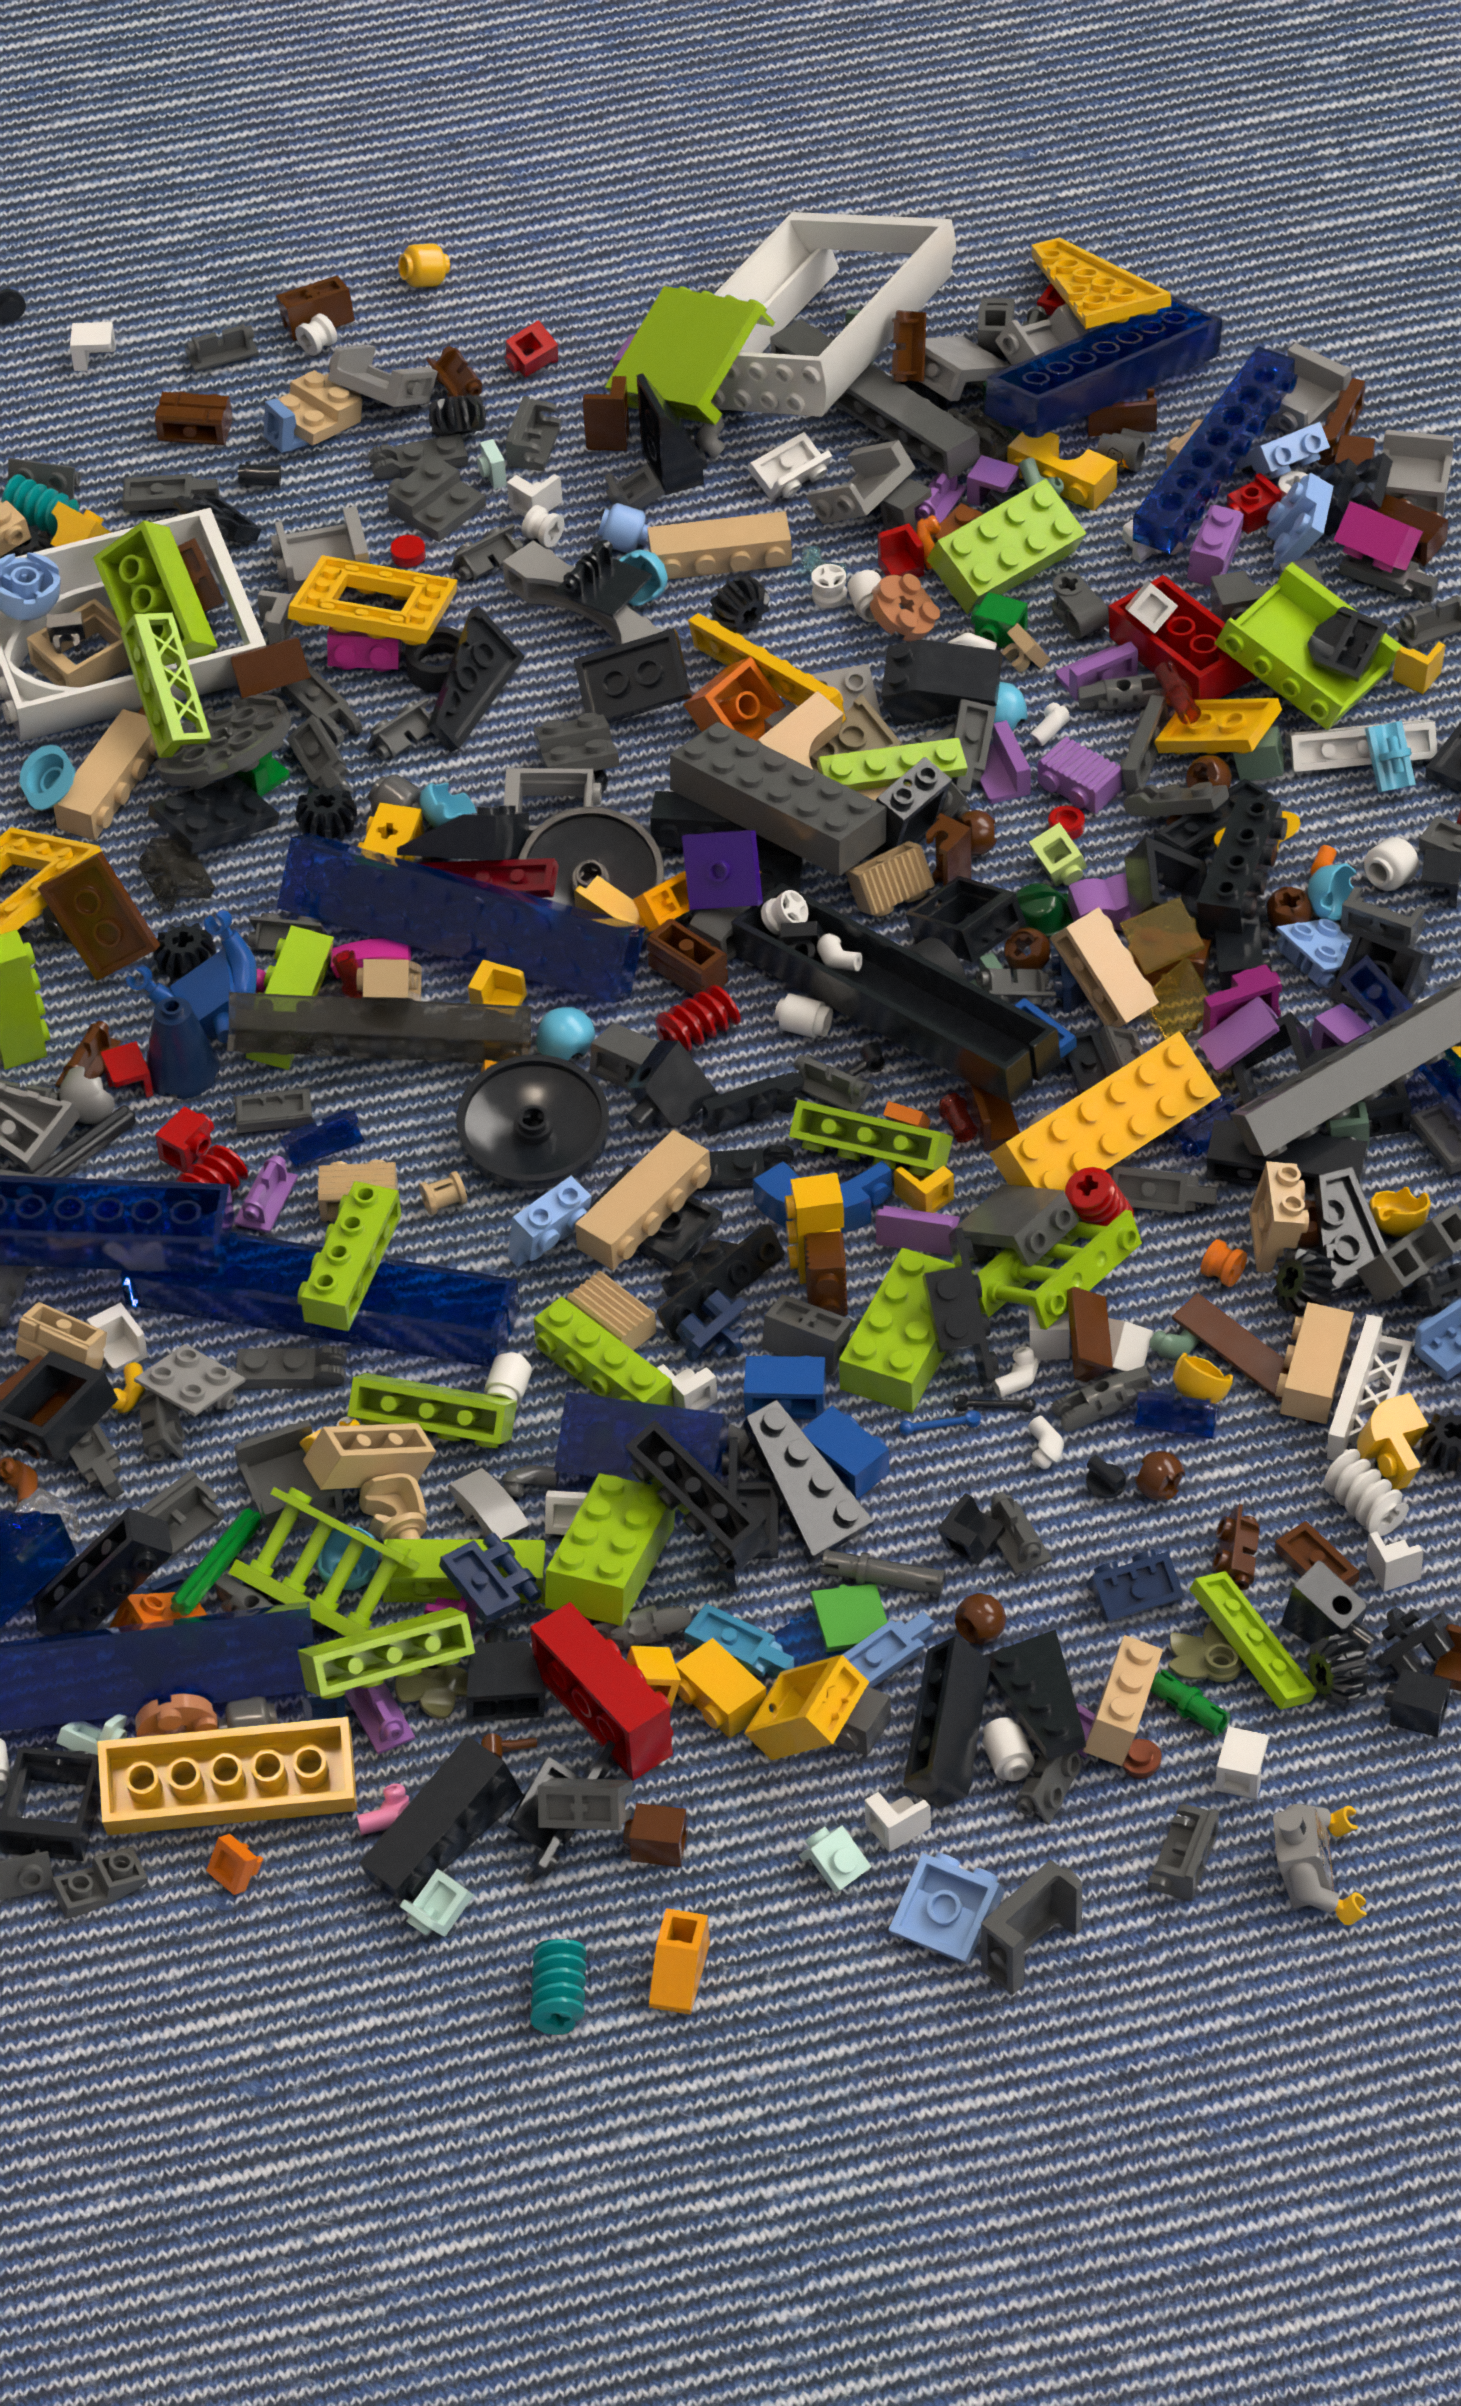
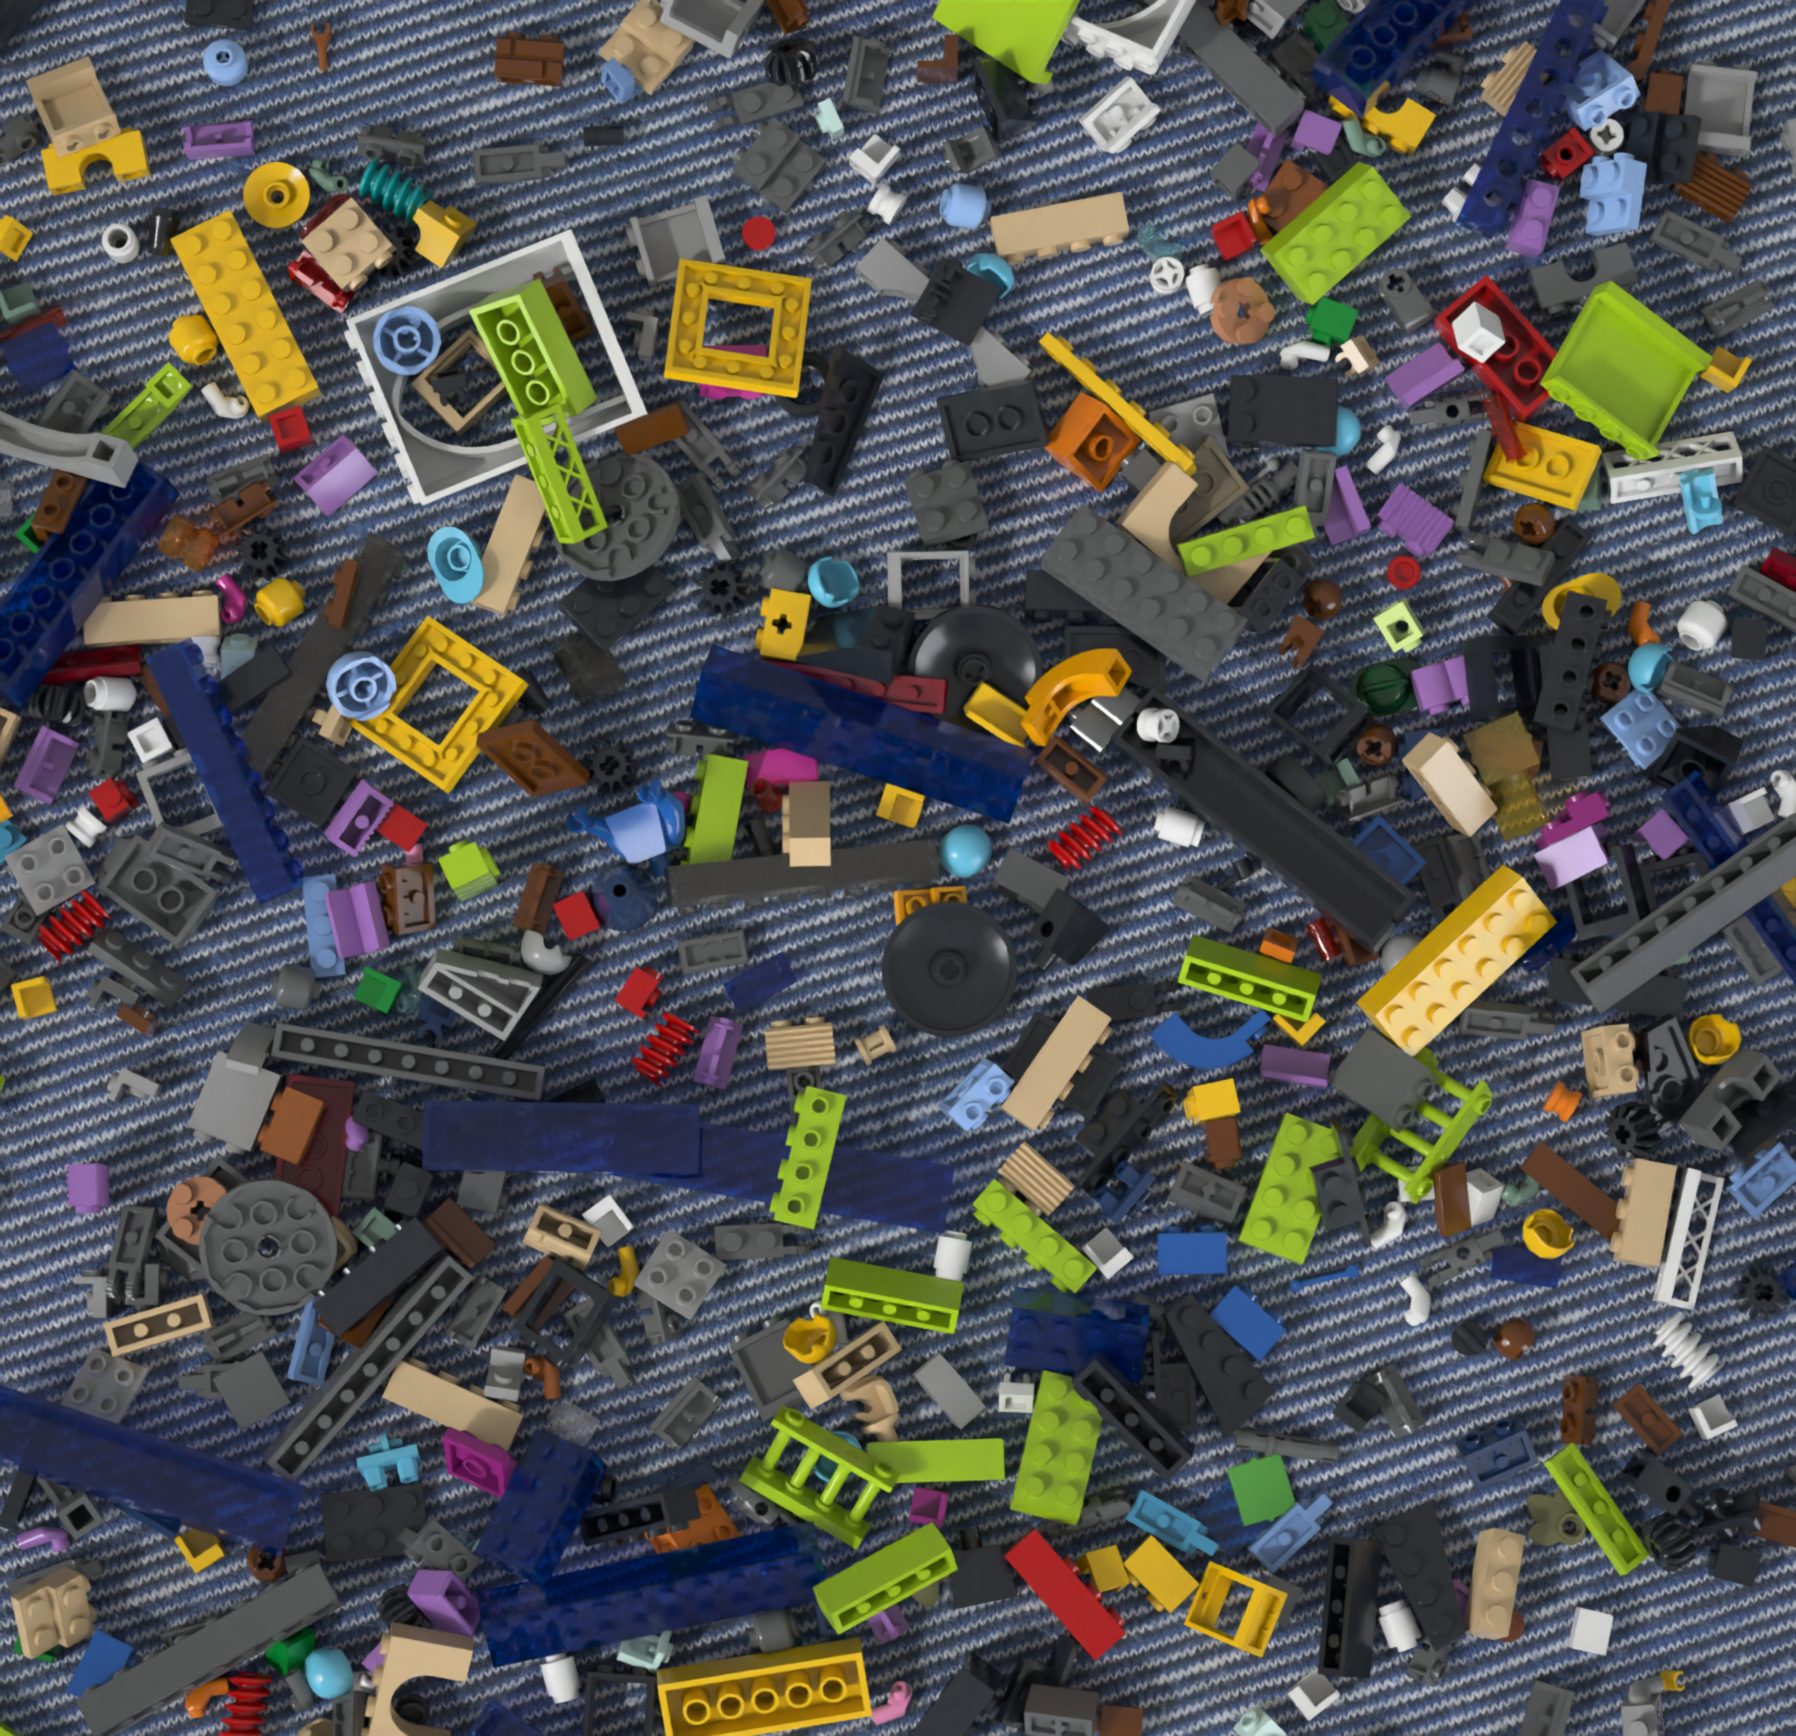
camera: 10 degrees left, 35 degrees up
(181, 1715) = (716, 1645): nougat plate -> none
(215, 1562) = (726, 1465): green axle -> none
(231, 522) = (577, 199): black plate -> none
(482, 1584) = (956, 1500): dark blue plate -> none
(497, 1745) = (975, 1637): reddish brown hand -> none
(531, 1475) = (976, 1353): dark grey arm -> none
(722, 869) = (1100, 691): dark purple plate -> none
(740, 604) = (1085, 315): black gear -> none
(752, 1102) = (1143, 931): black hinge -> none
(834, 956) = (1204, 772): white arm -> none
(878, 473) = (1194, 151): light grey panel -> none
(890, 879) = (1250, 665): tan brick -> none
(962, 1403) = (1341, 1255): black hinge -> none
(980, 1618) = (1370, 1494): reddish brown piece -> none
(1096, 1196) = (1454, 1053): red piece -> none
(1190, 1702) = (1548, 1569): green pin -> none
(1346, 643) = (1659, 367): black slope -> none
(1377, 536) = (1688, 222): dark pink brick -> none
(1389, 1437) = (1704, 1289): yellow brick -> none

